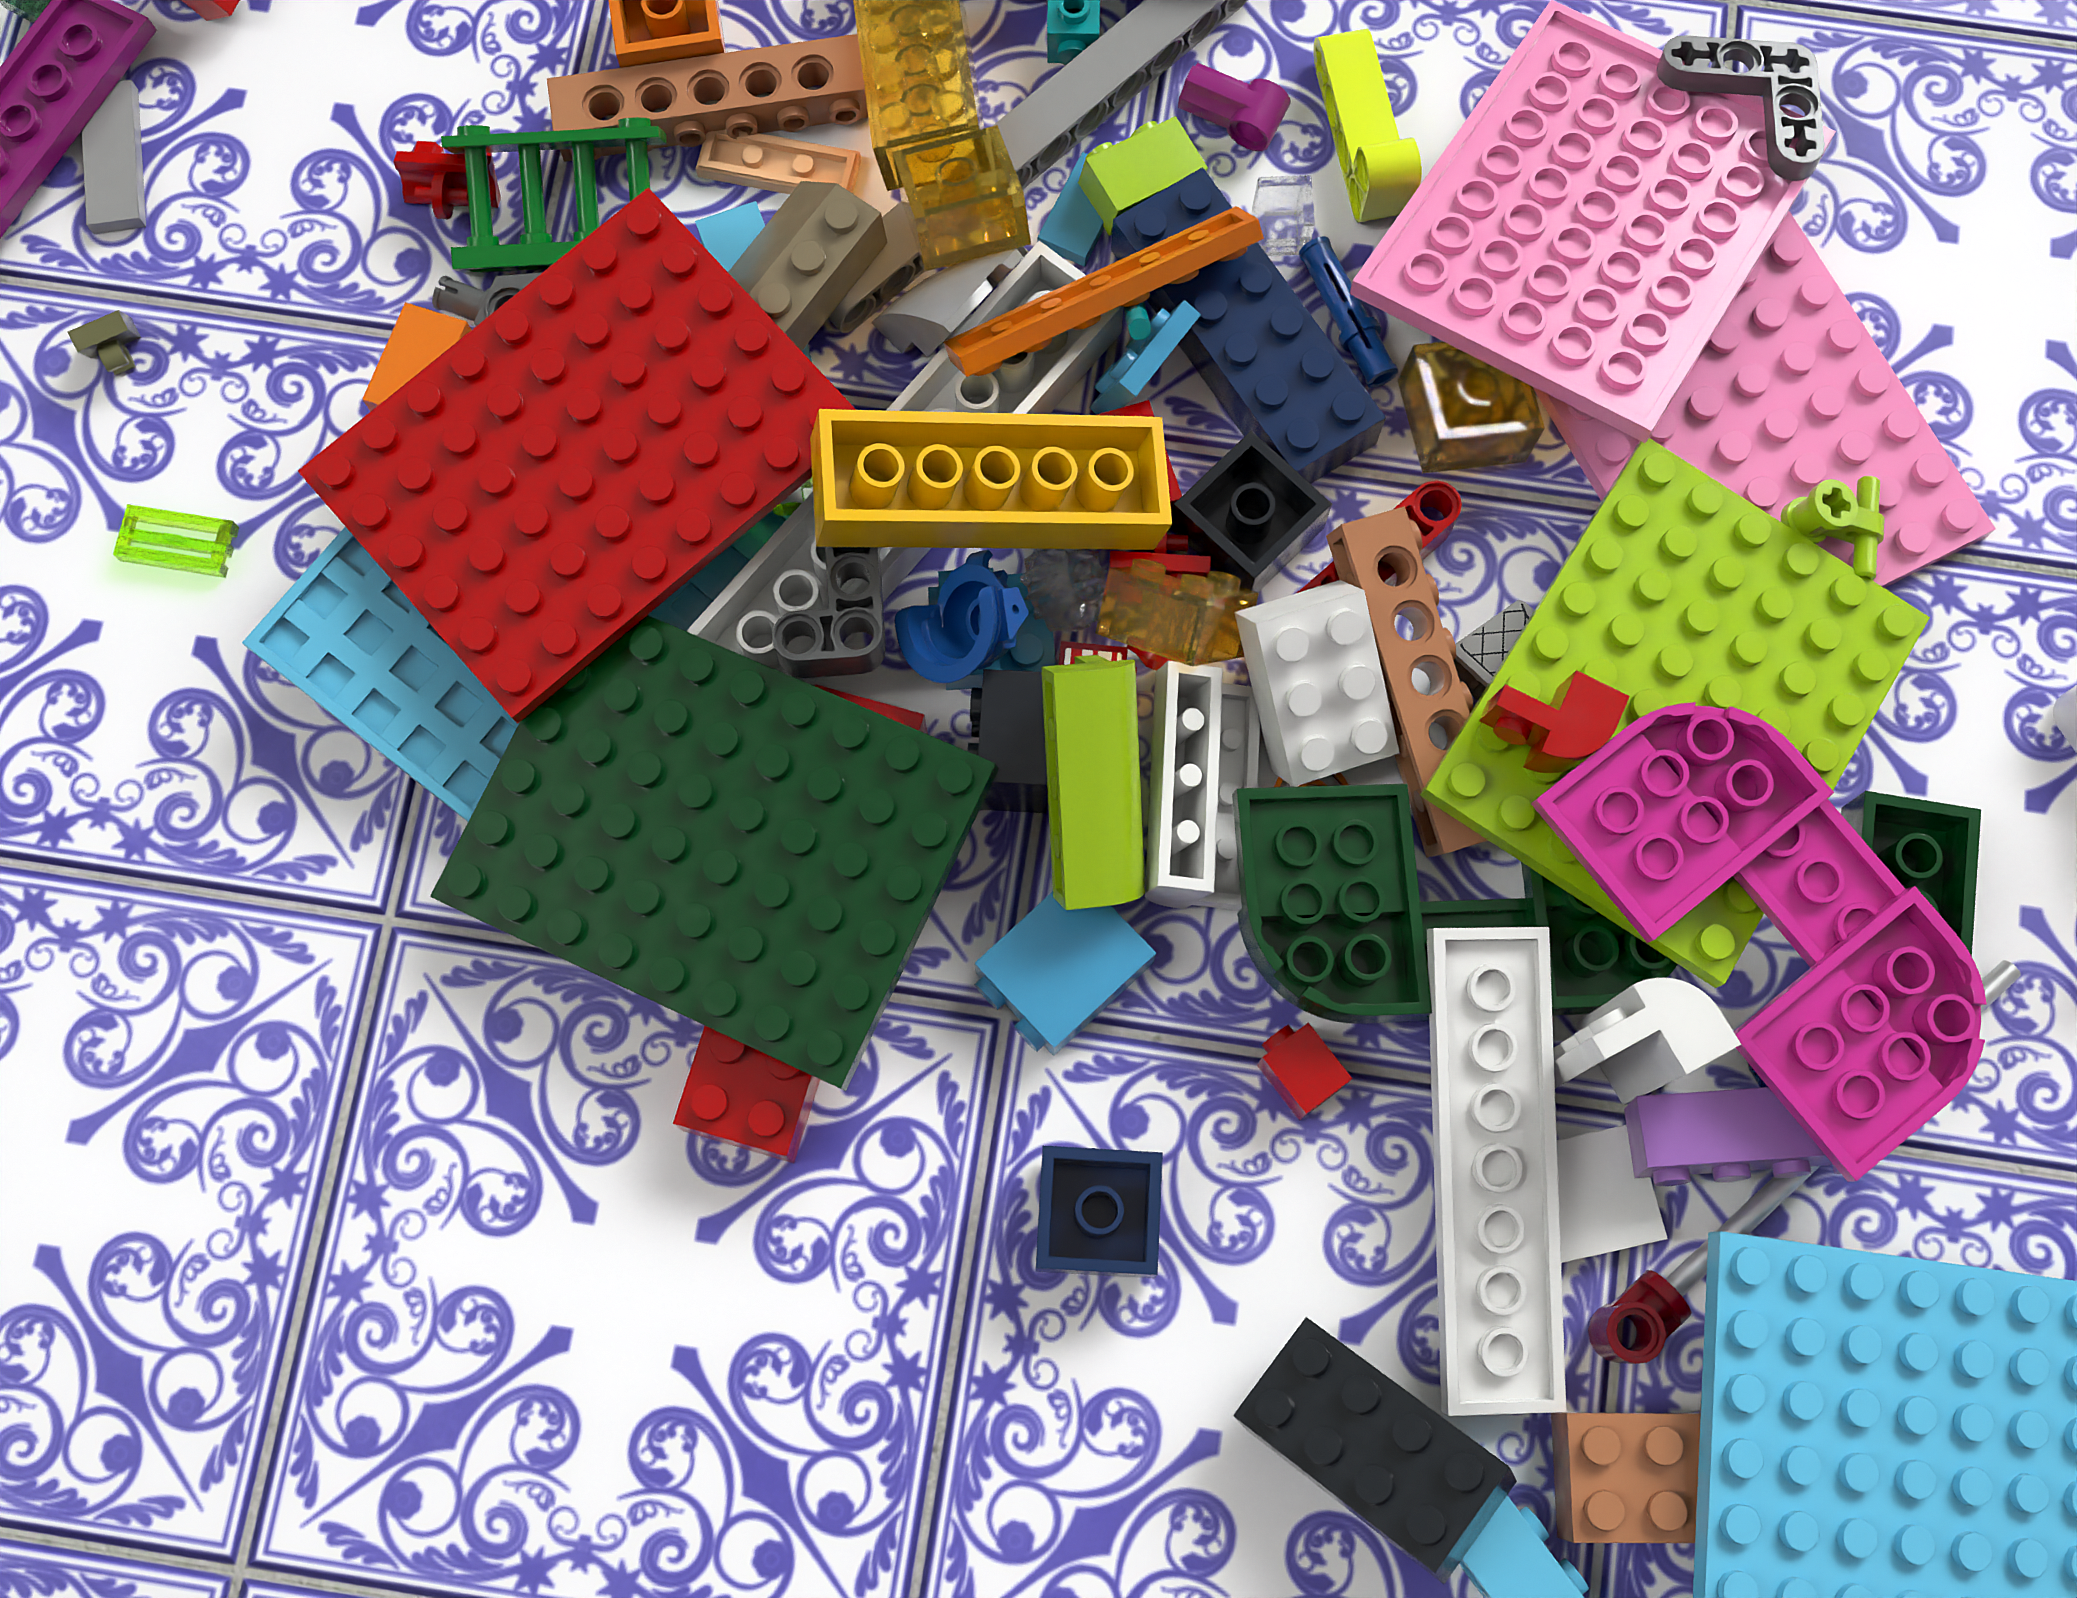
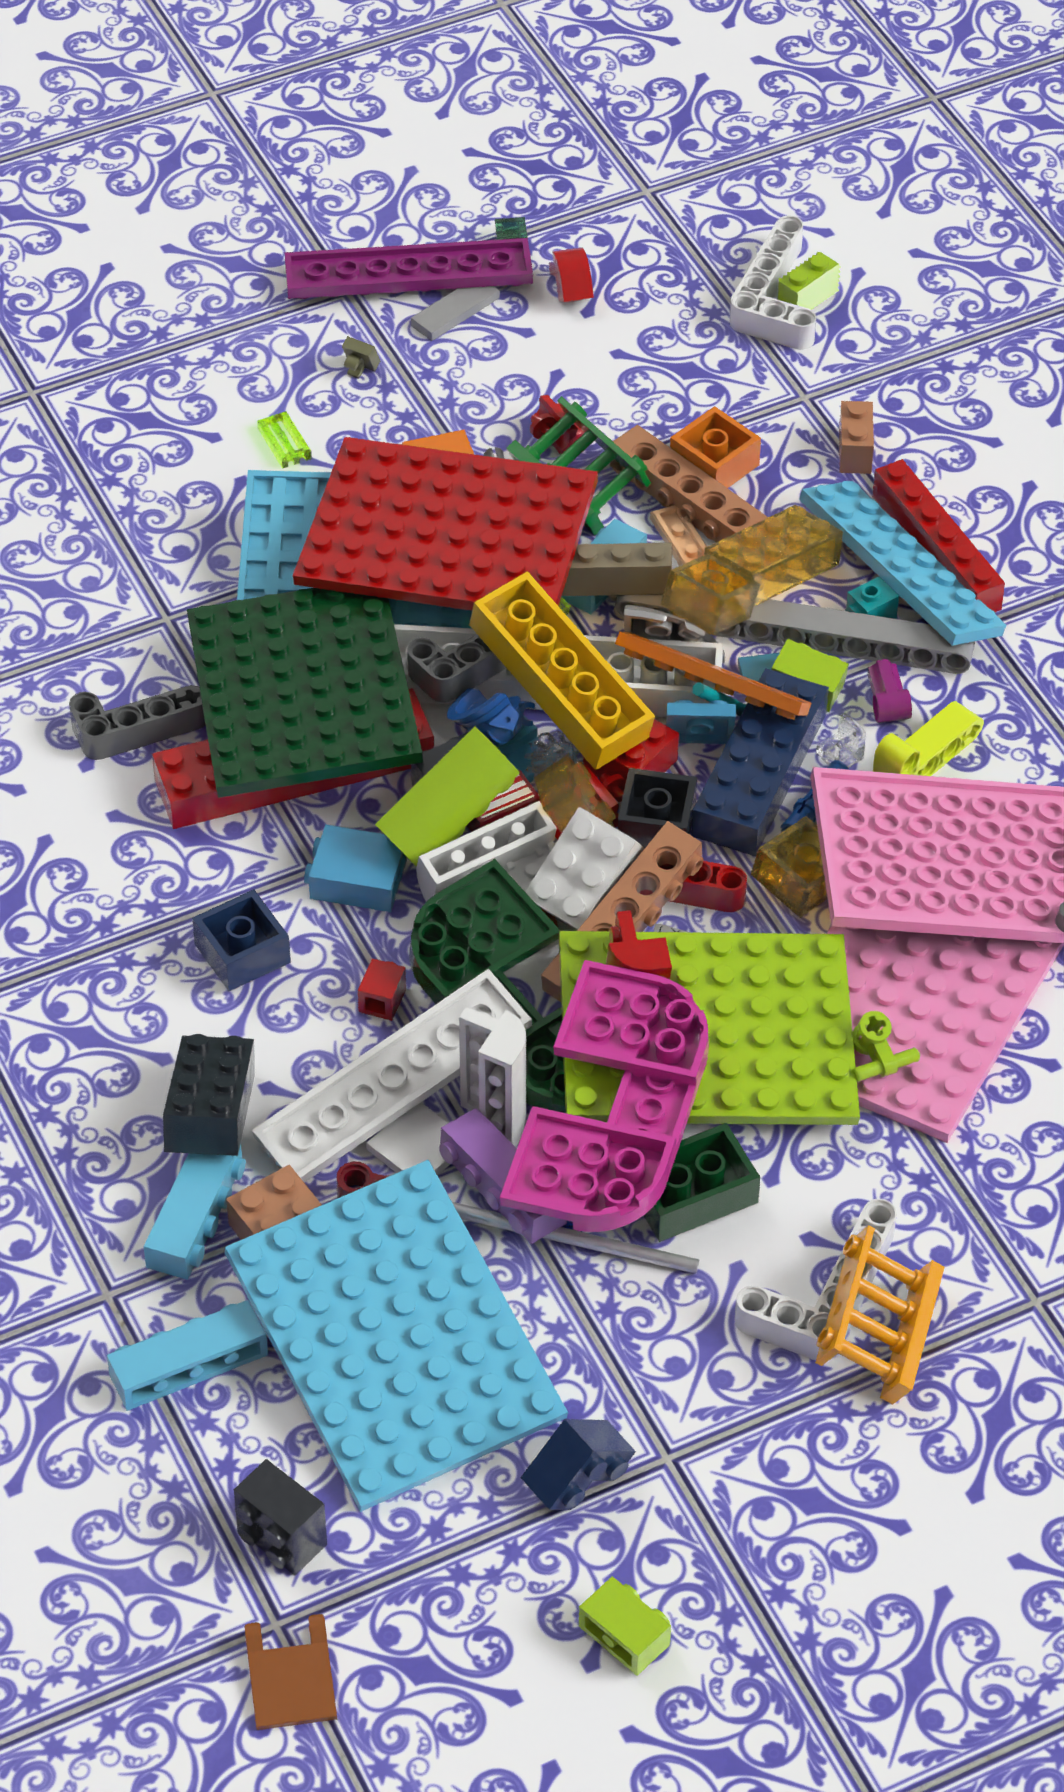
camera: 55 degrees right, 25 degrees down
(563, 1084) = (136, 723): none -> dark grey beam

